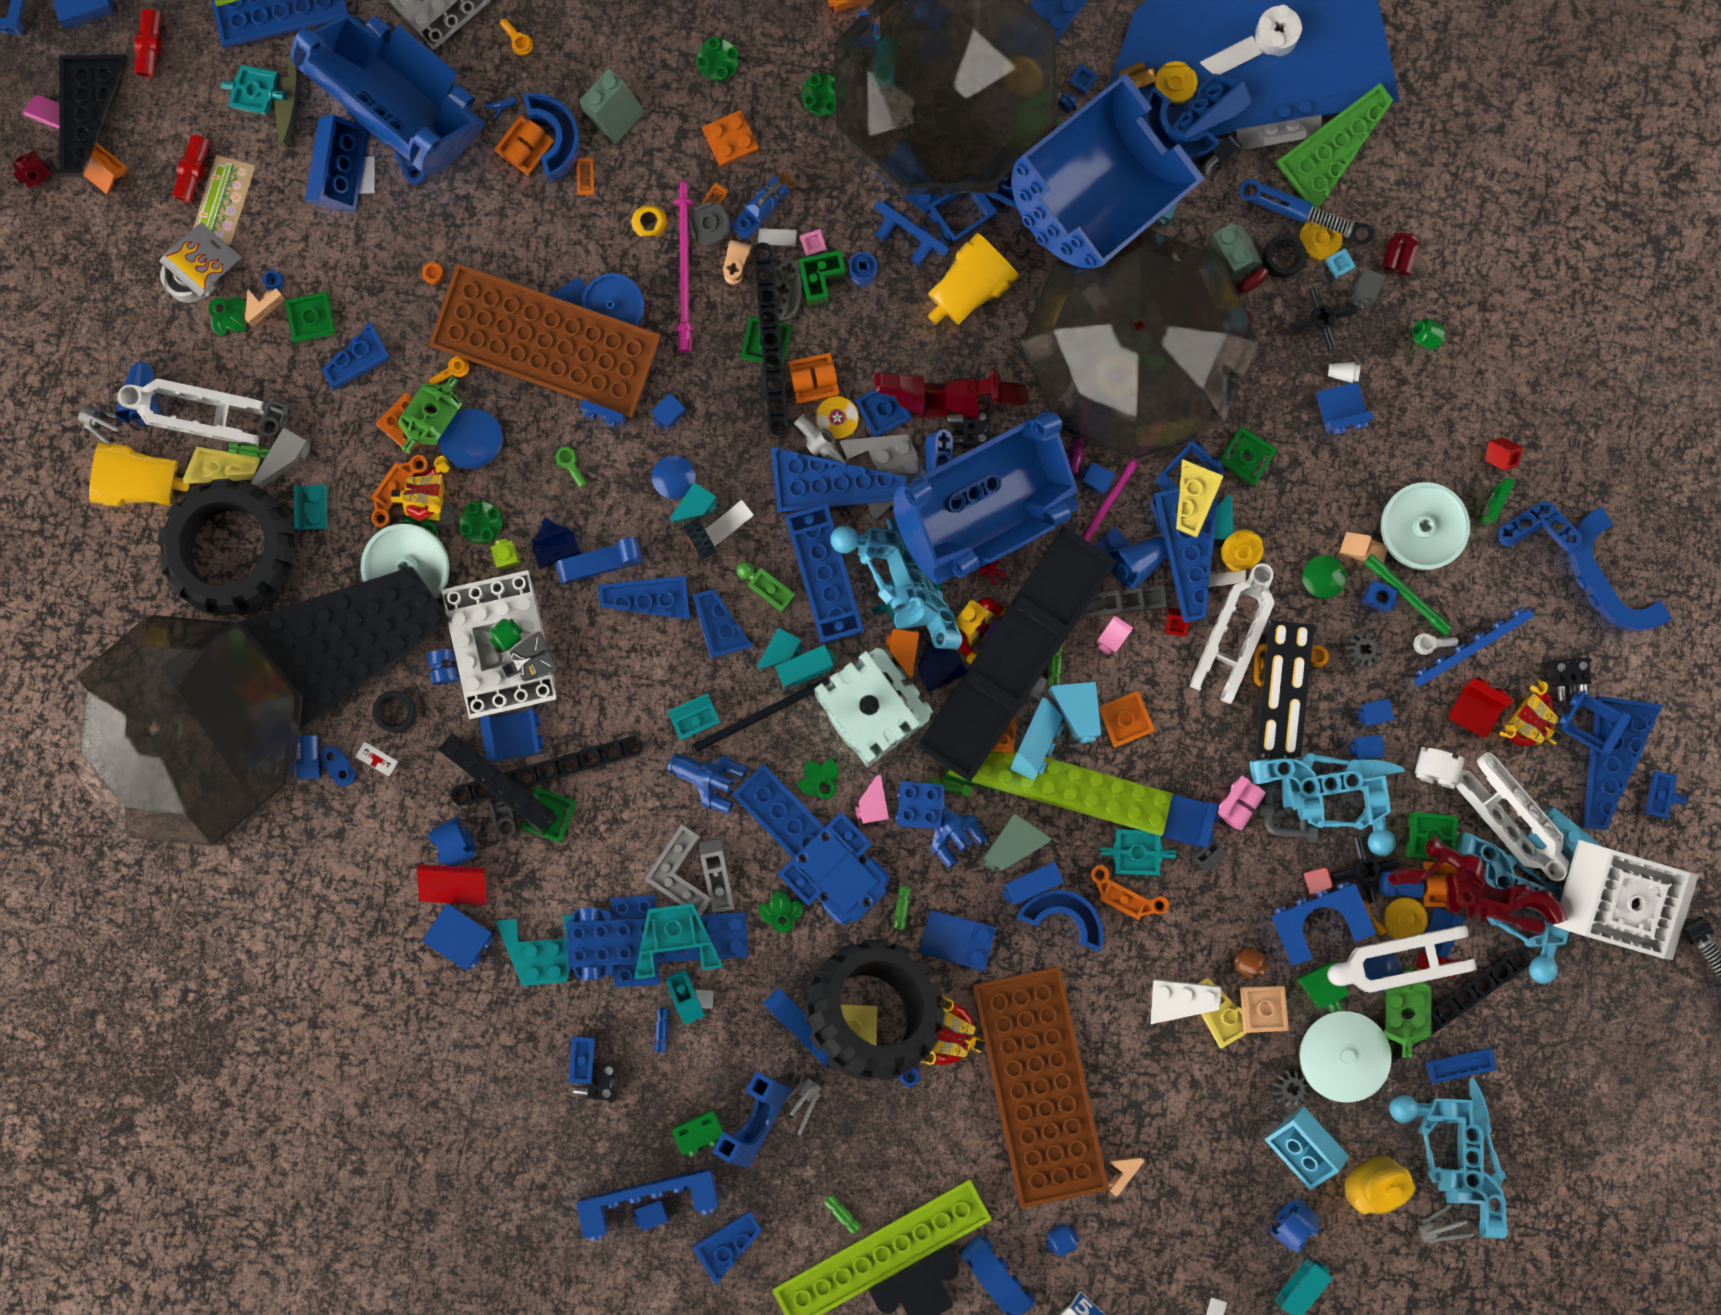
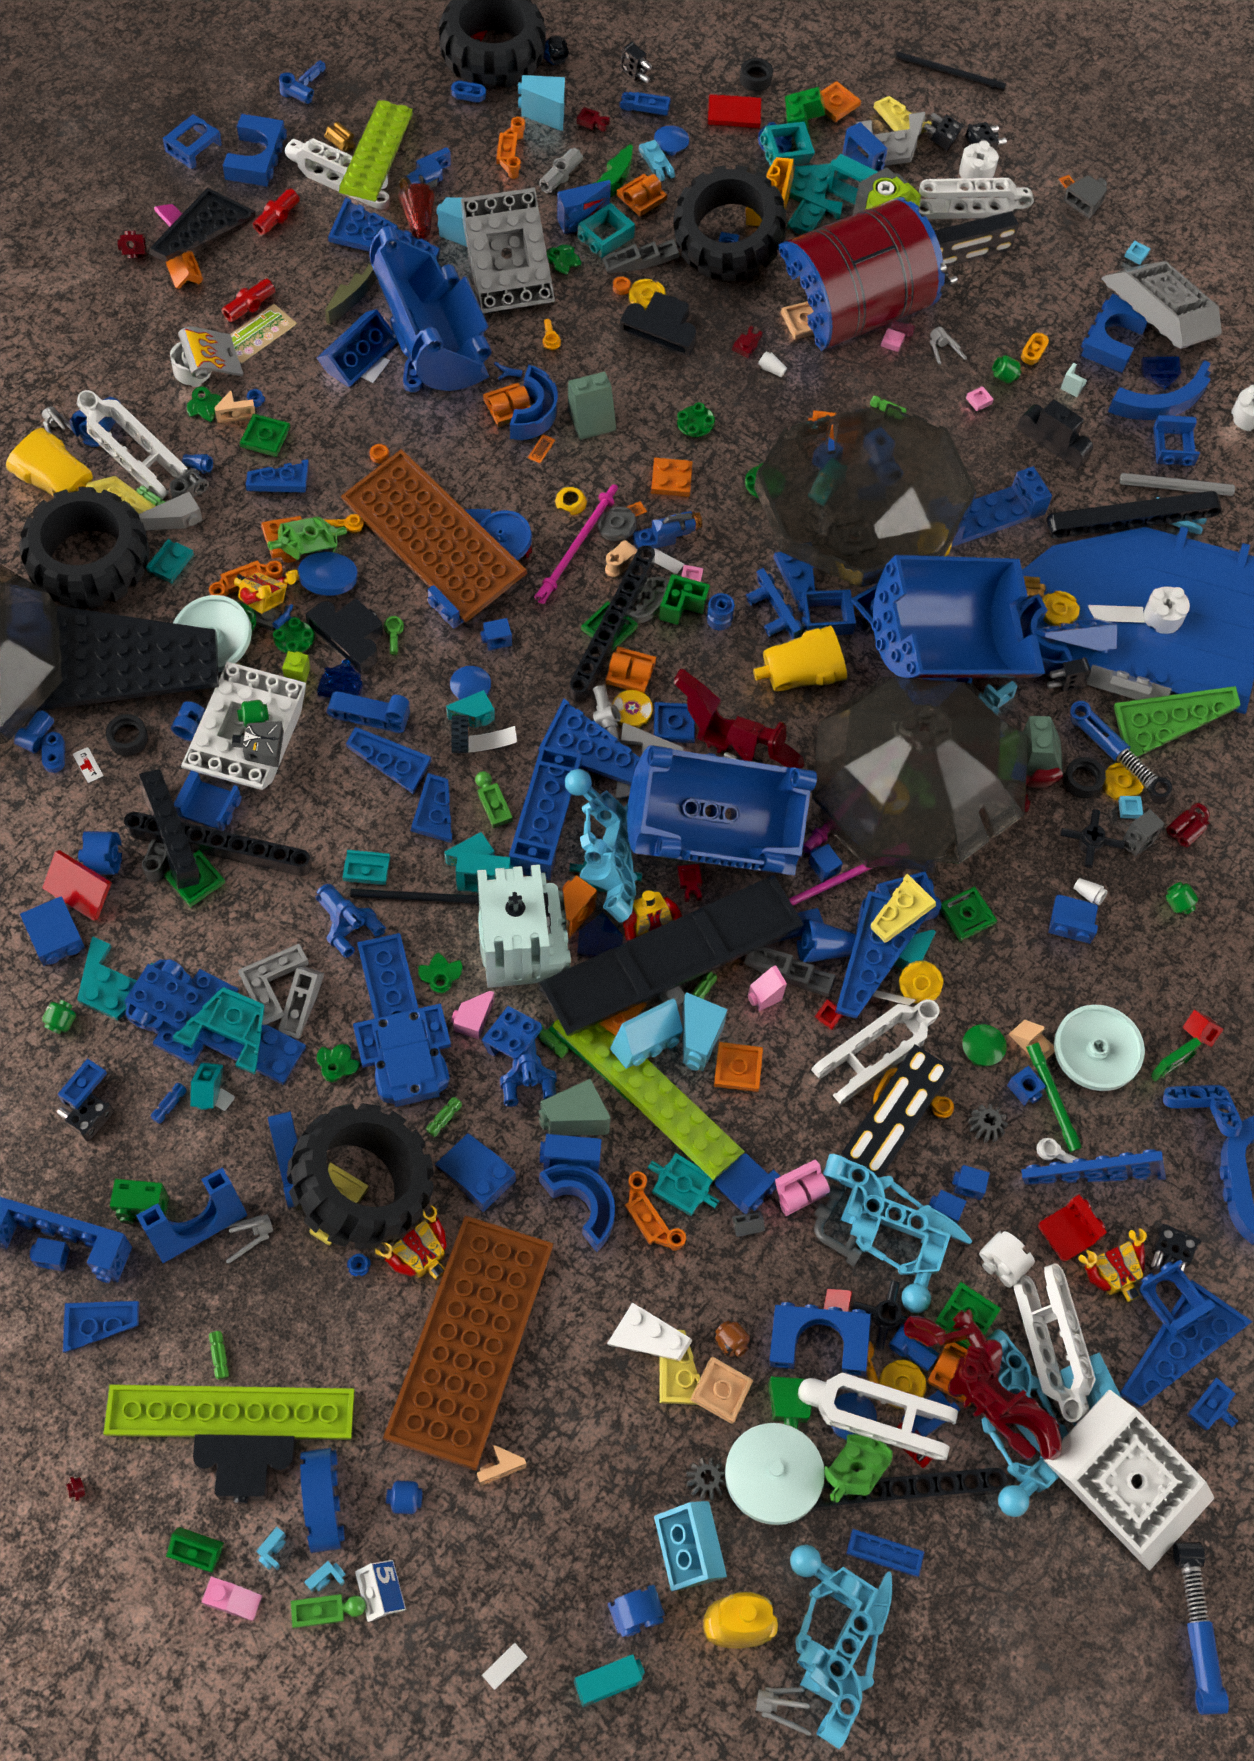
camera: 30 degrees right, 20 degrees down
(254, 90) = (331, 273): teal plate -> none
(267, 385) = (201, 462): none -> blue cone
(459, 506) = (284, 617): none -> blue bar
(518, 1011) = (59, 1017): none -> green head
(529, 488) = (348, 631): none -> black brick

